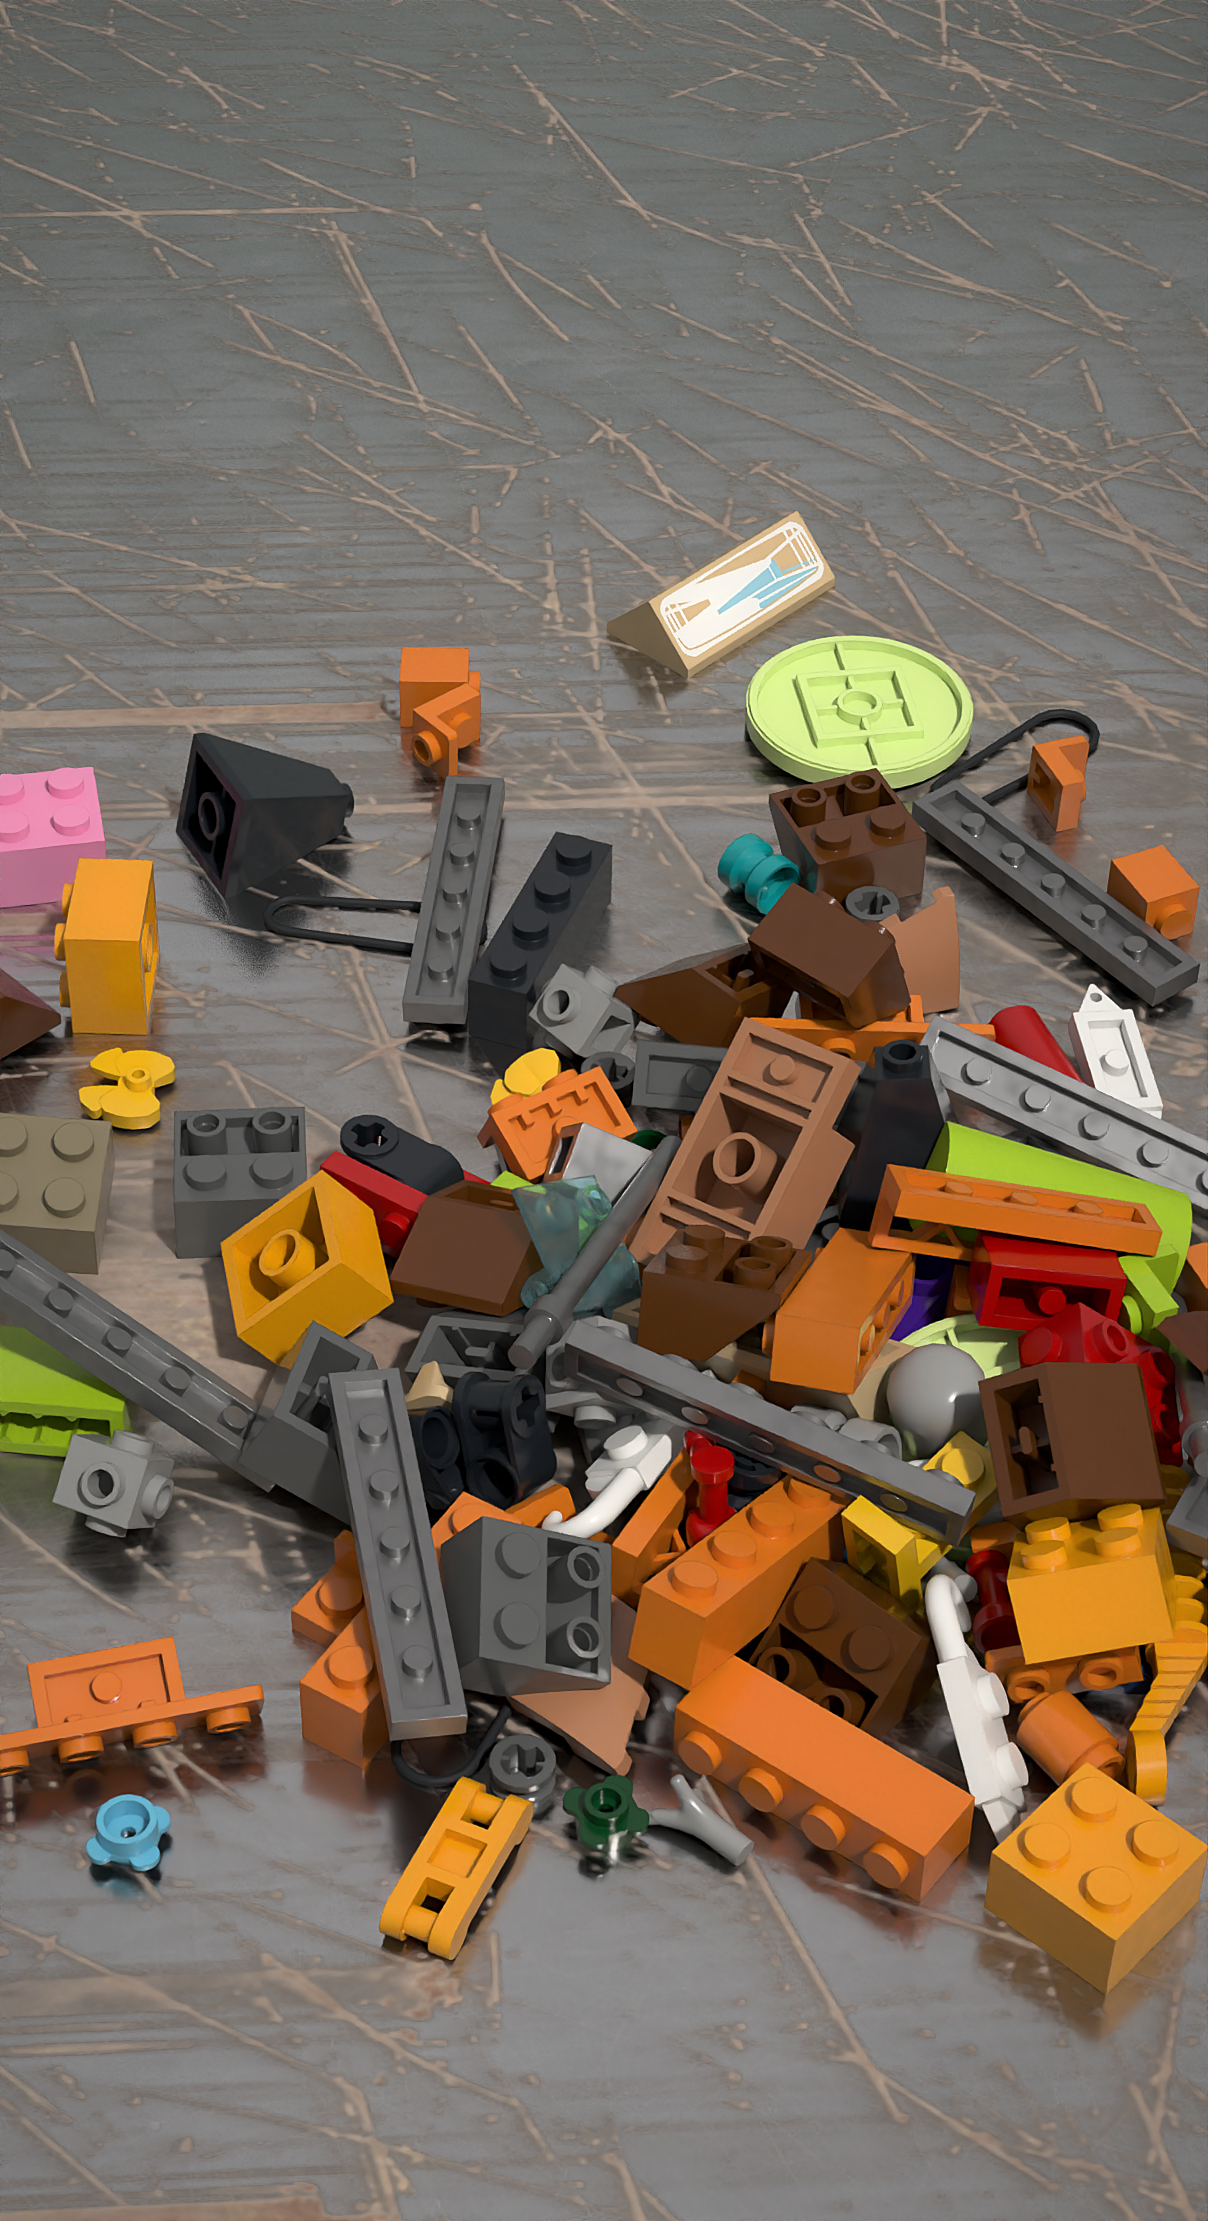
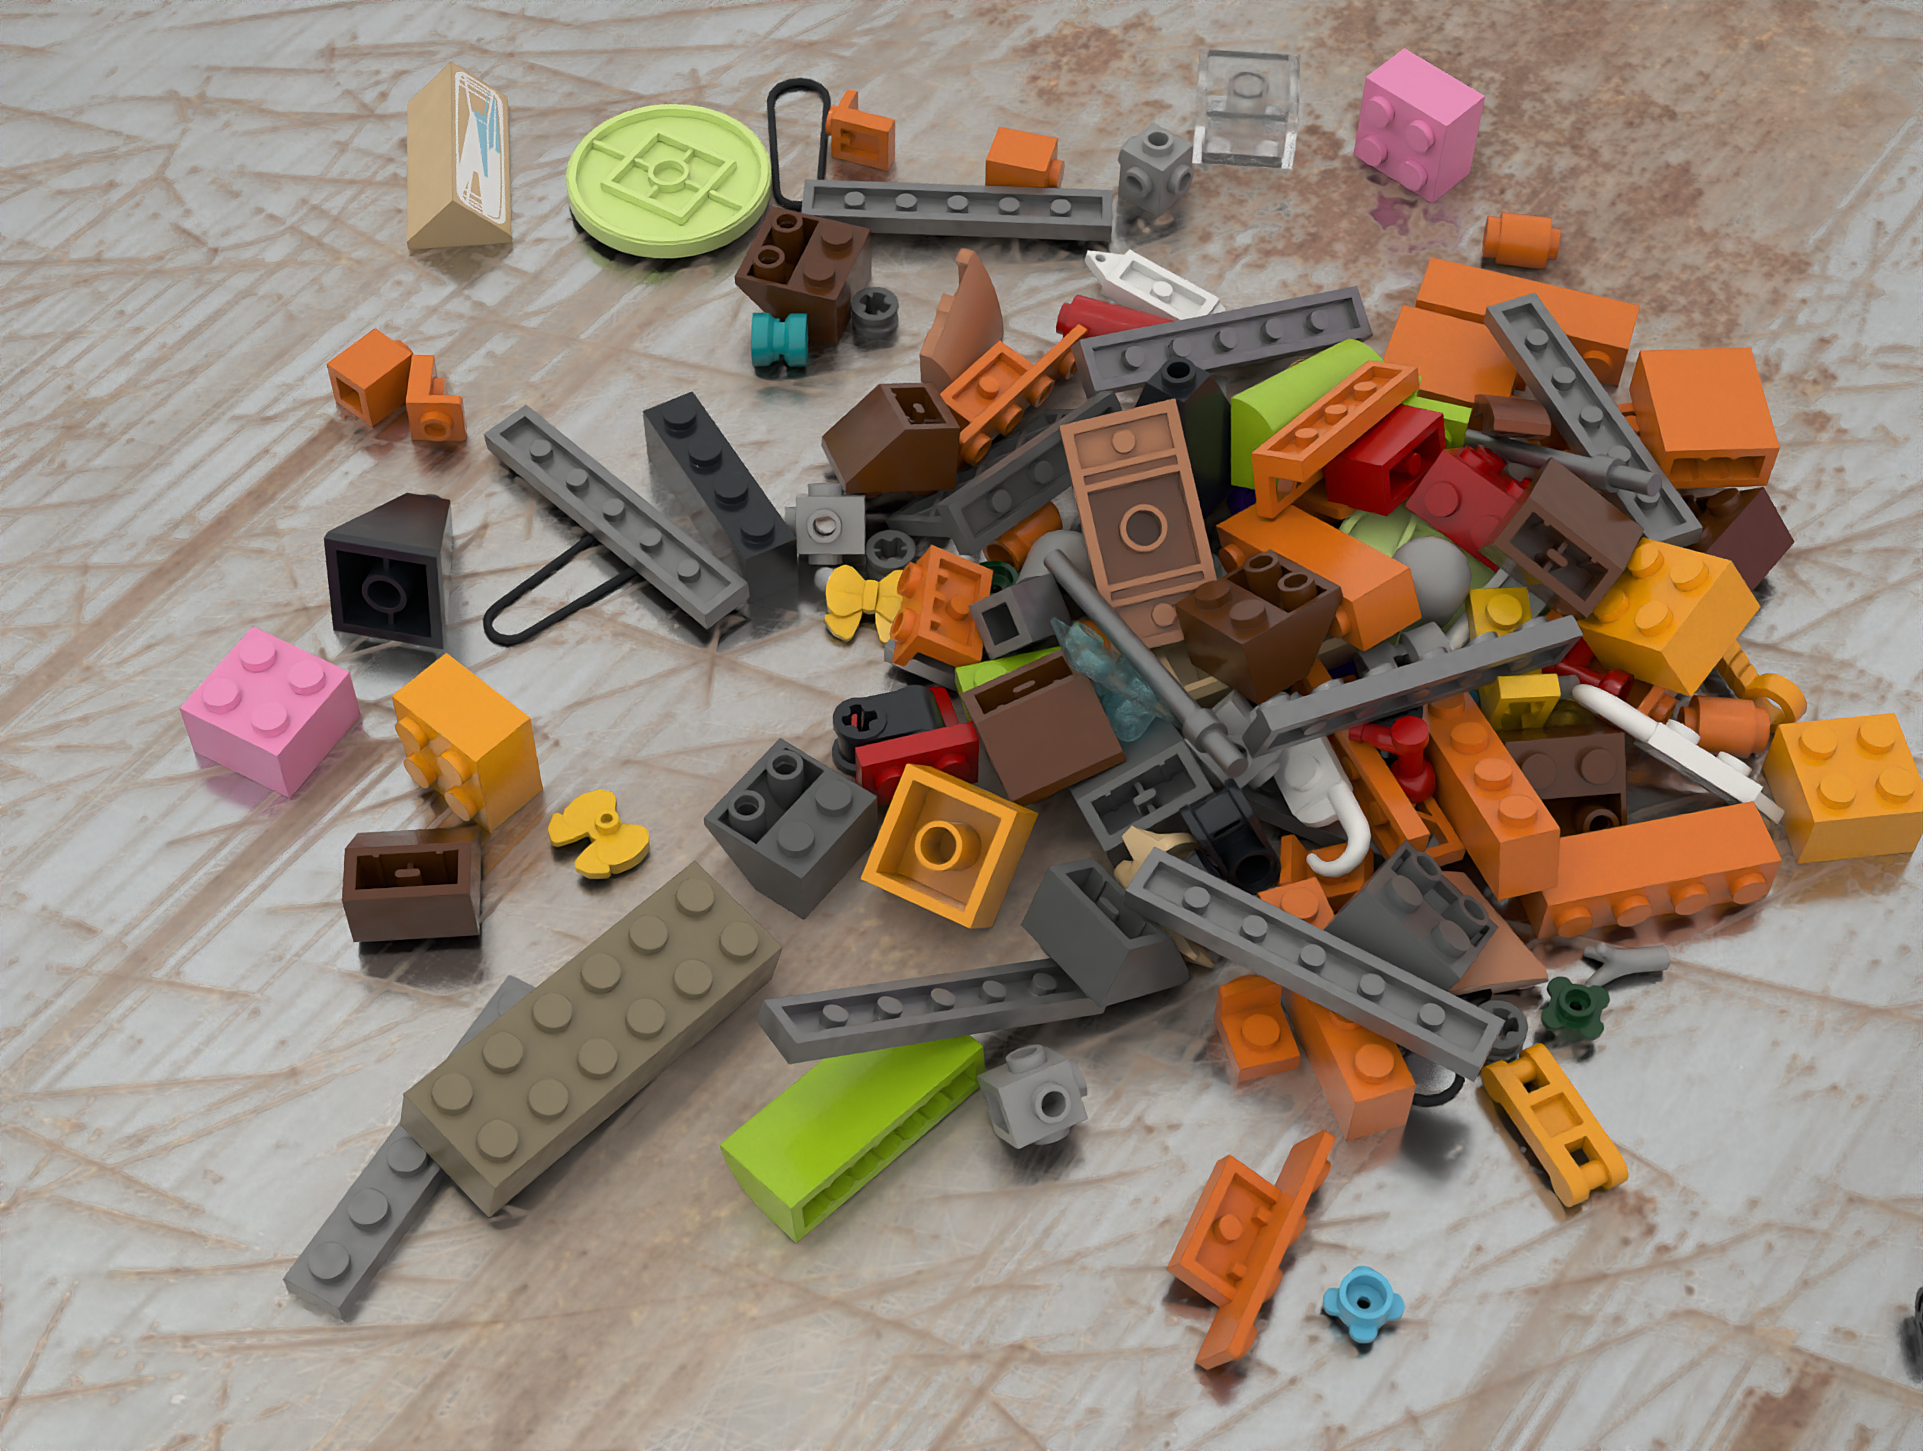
camera: 50 degrees left, 10 degrees up
(831, 957) = (971, 351): reddish brown slope -> none

